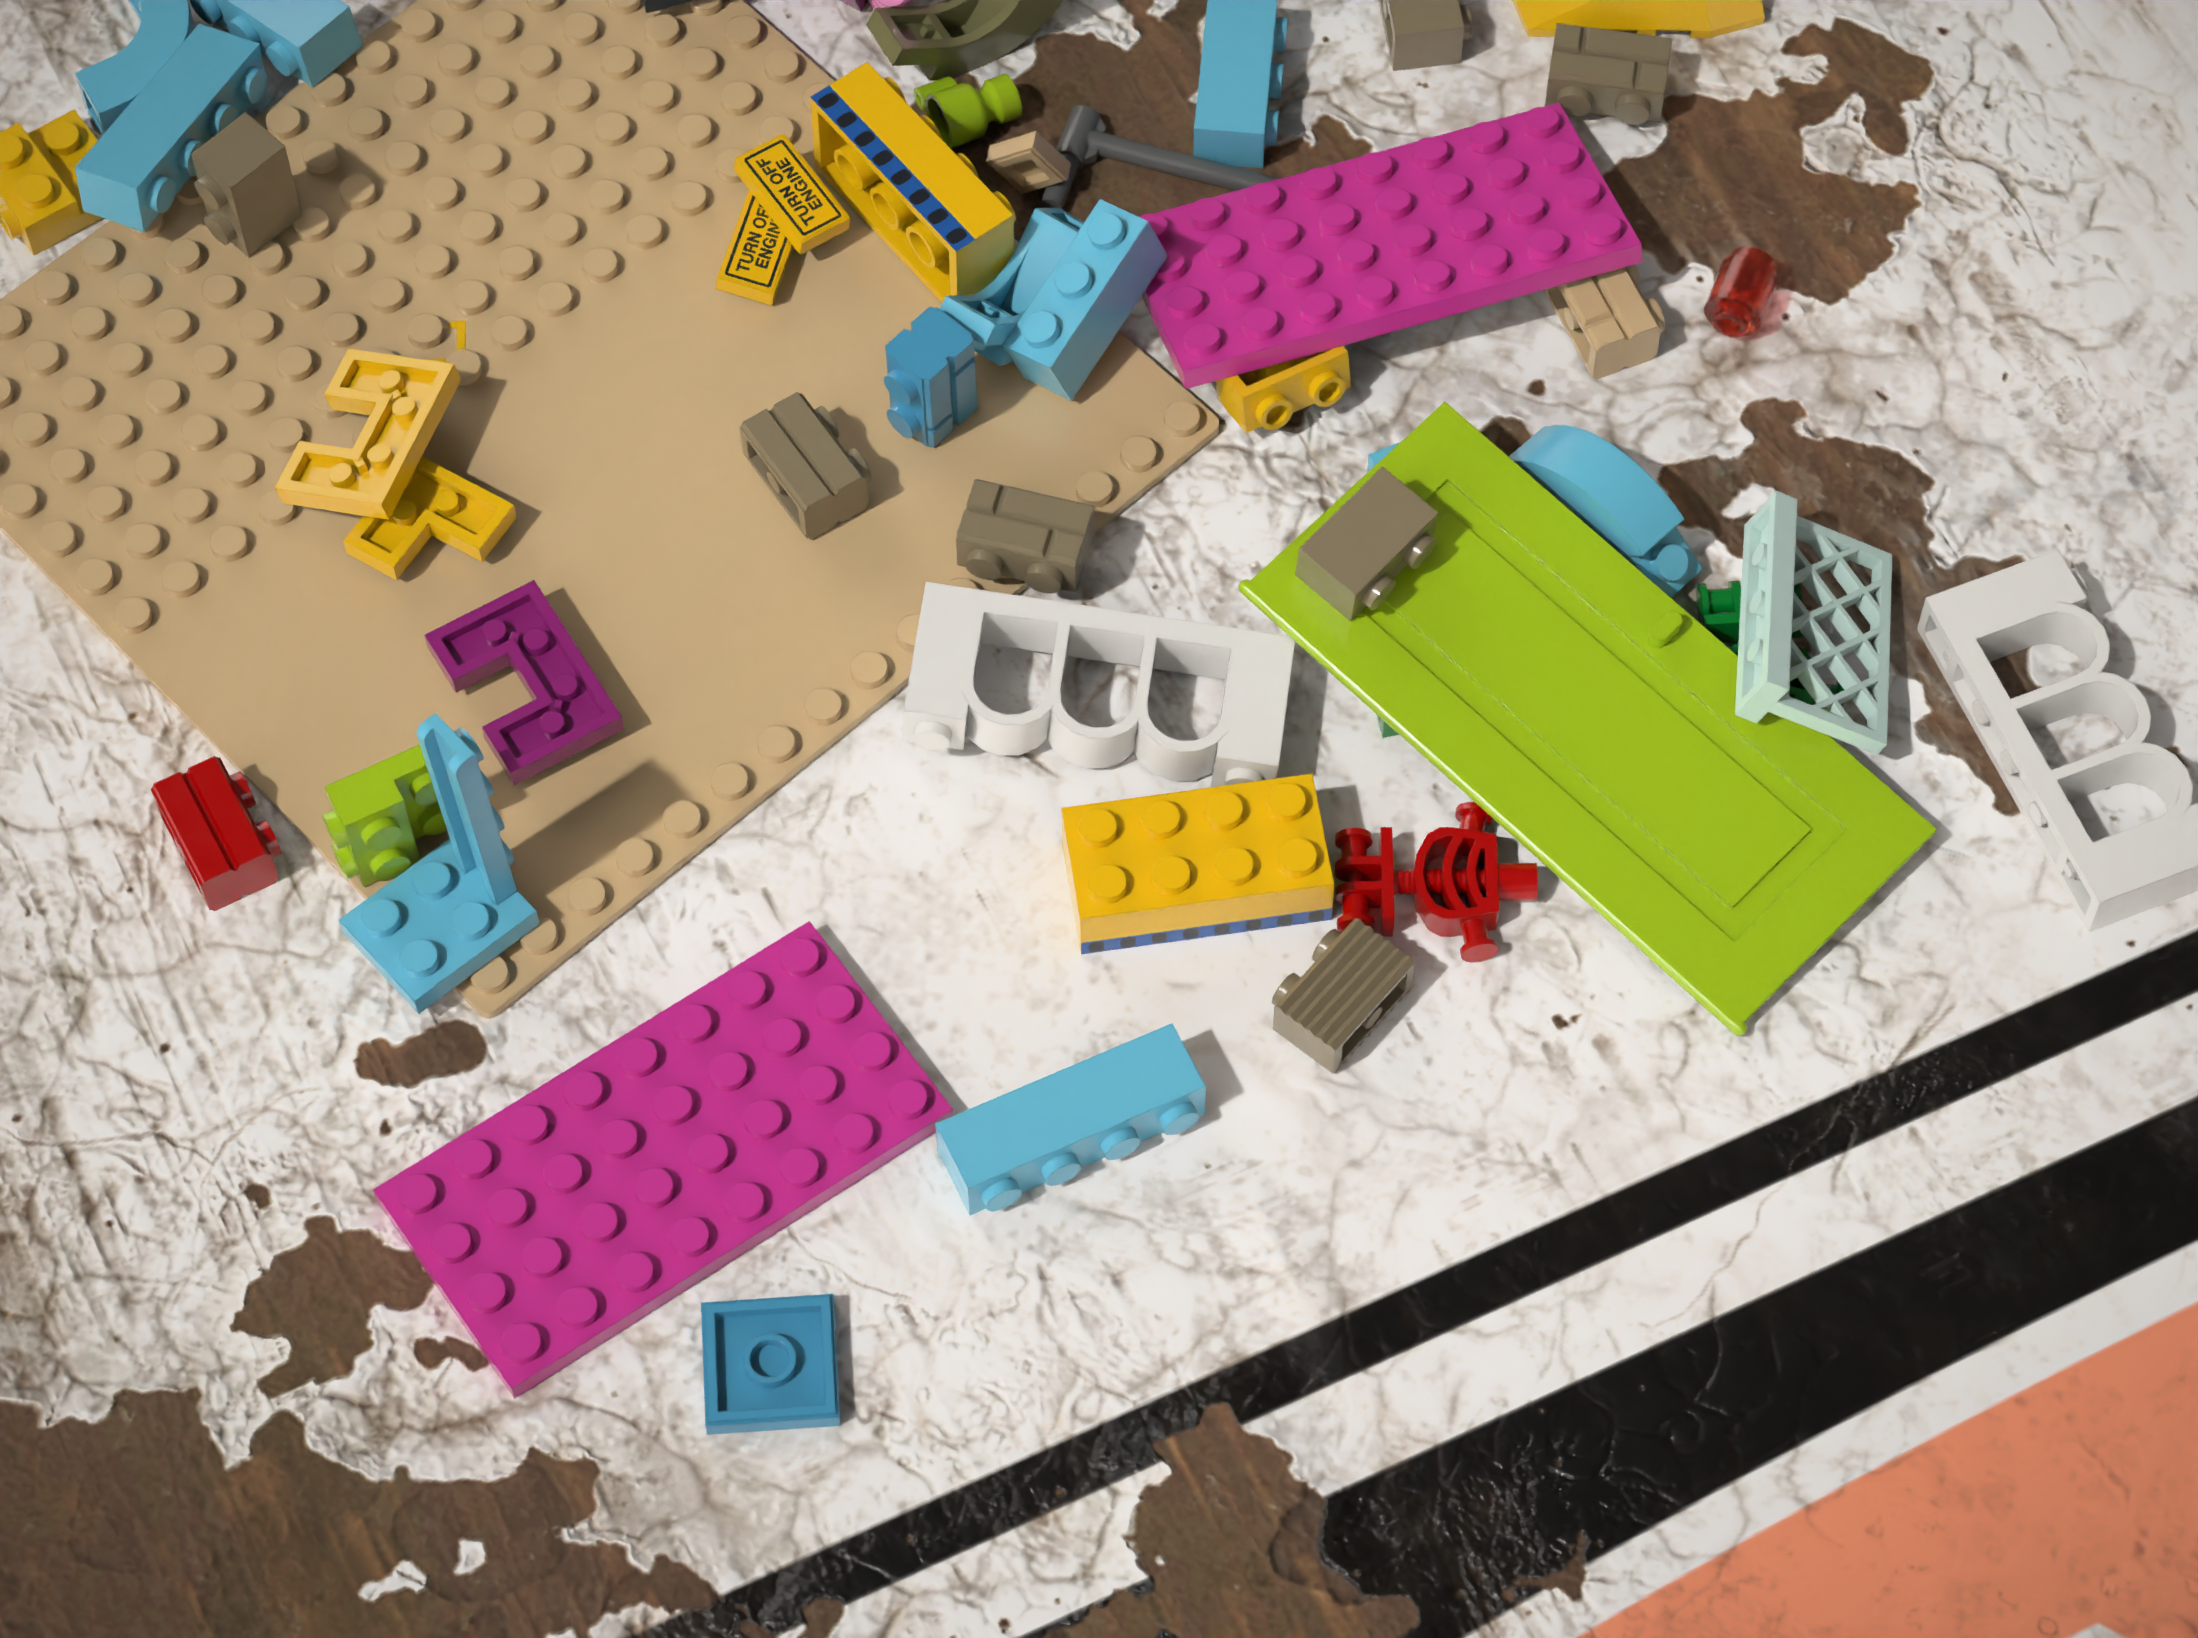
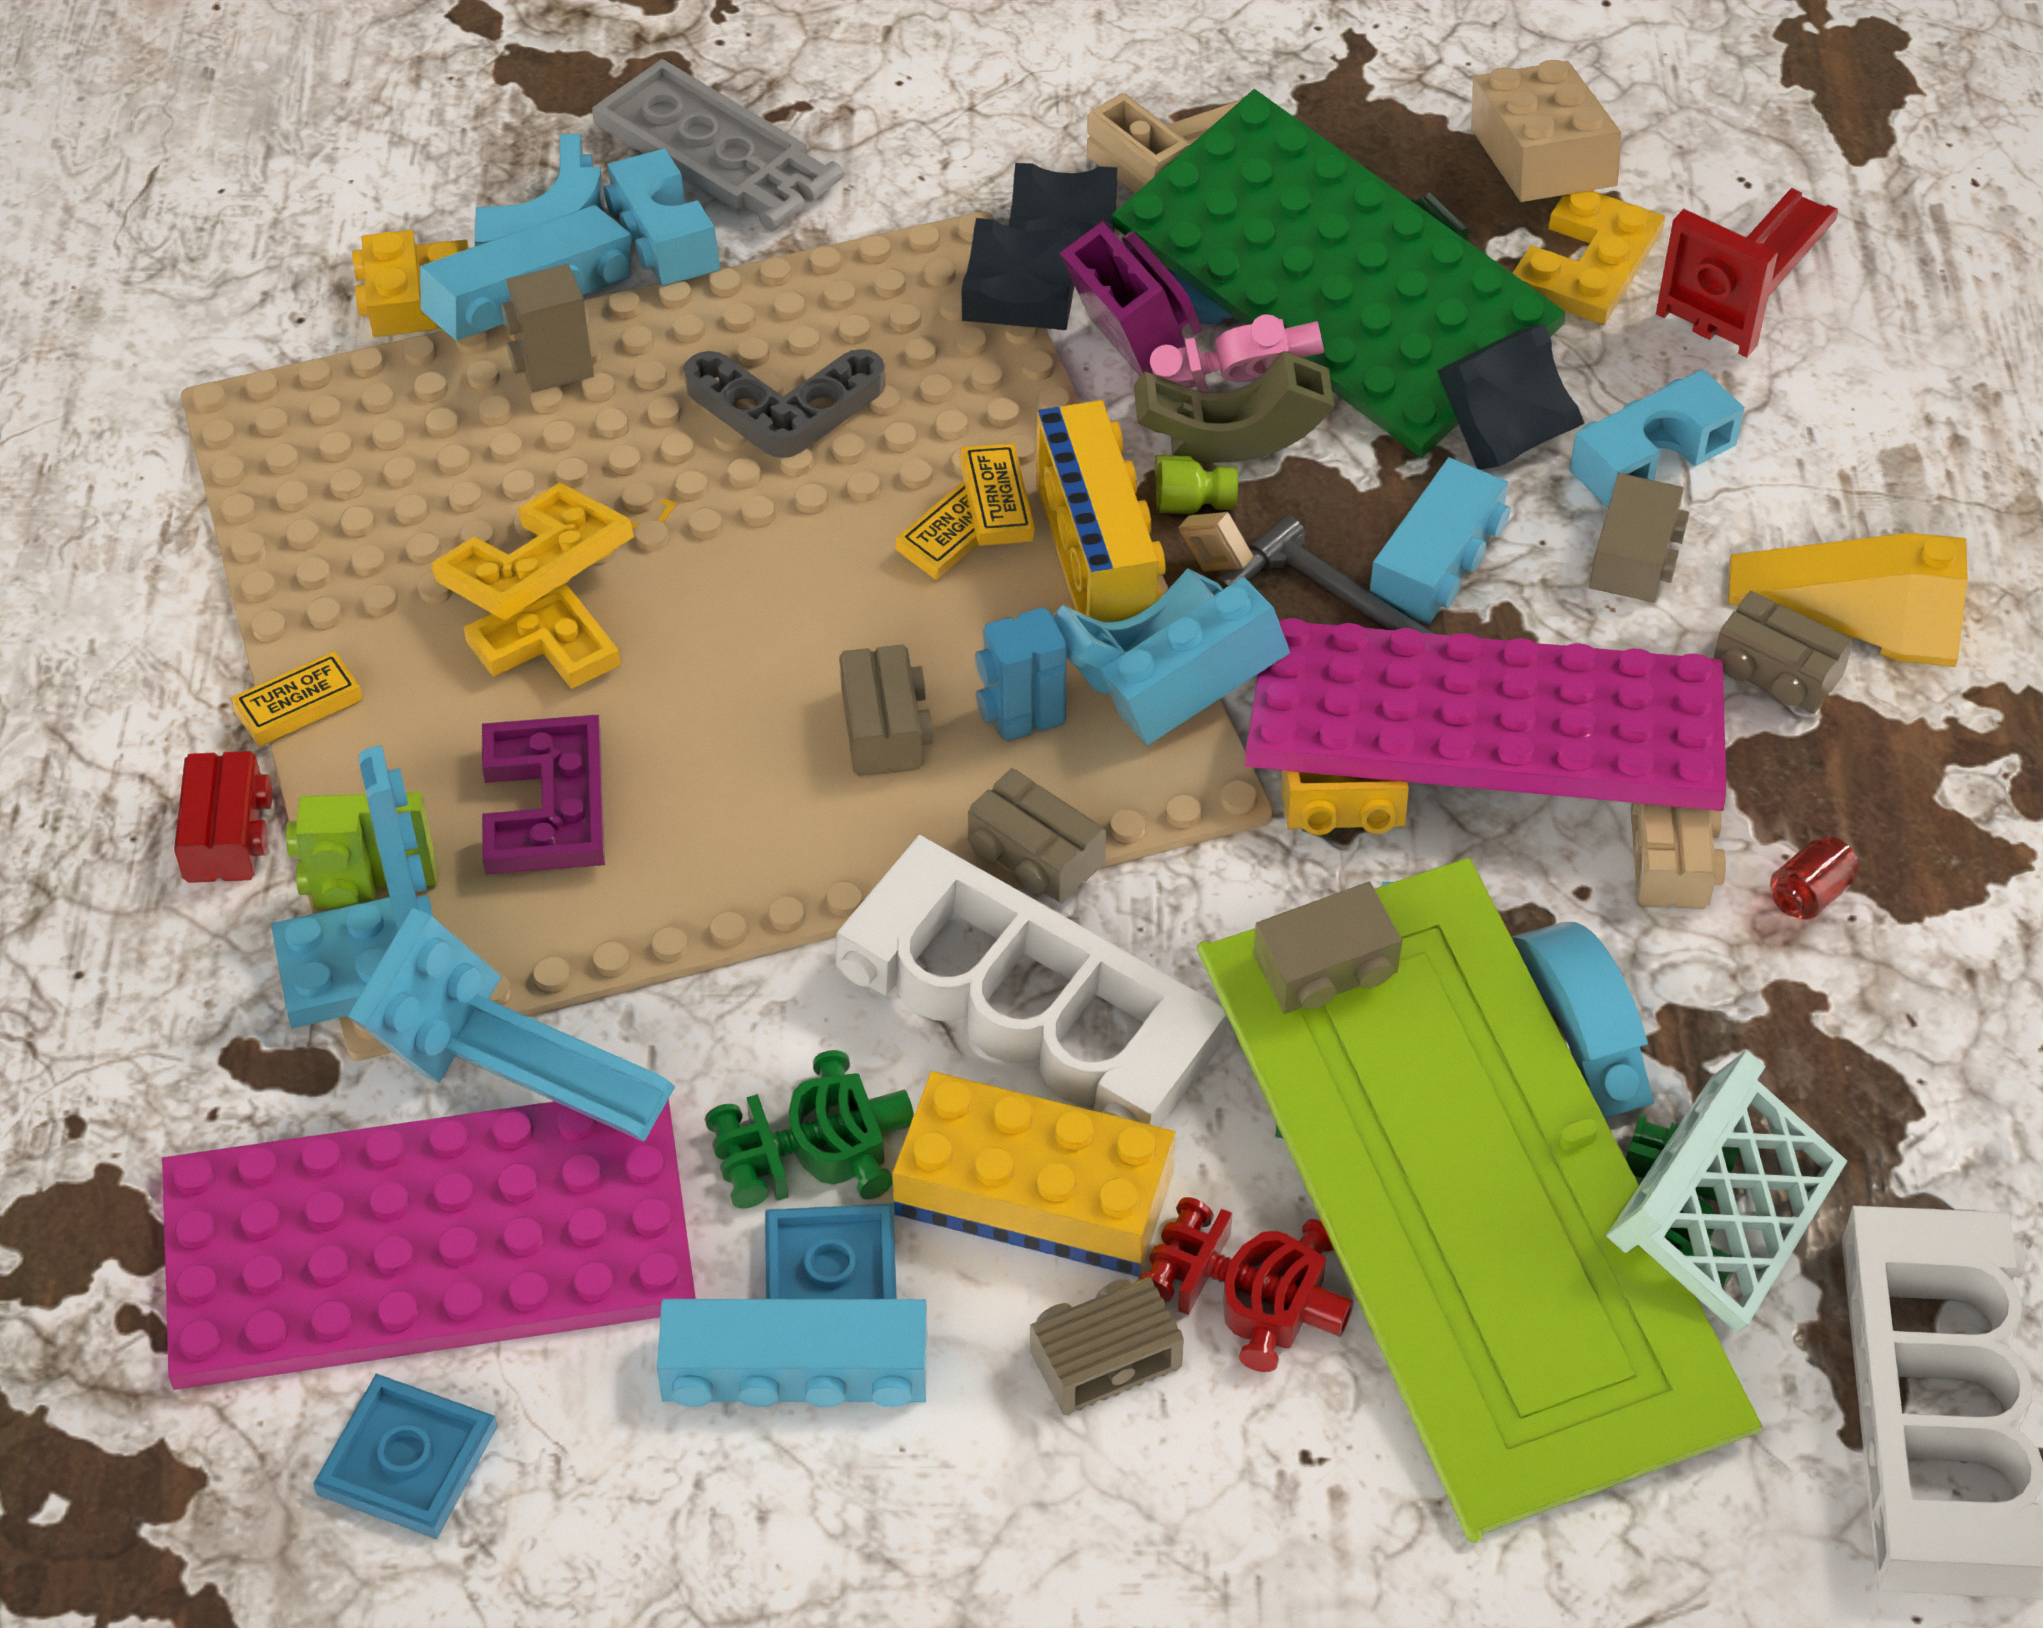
camera: 25 degrees right, 10 degrees down
(213, 681) = (296, 698): none -> yellow tile
(530, 181) = (793, 409): none -> dark grey beam
(566, 940) = (434, 1005): none -> medium azure bracket
(1005, 901) = (861, 1122): none -> green piece
(1049, 1018) = (830, 1252): none -> dark azure tile

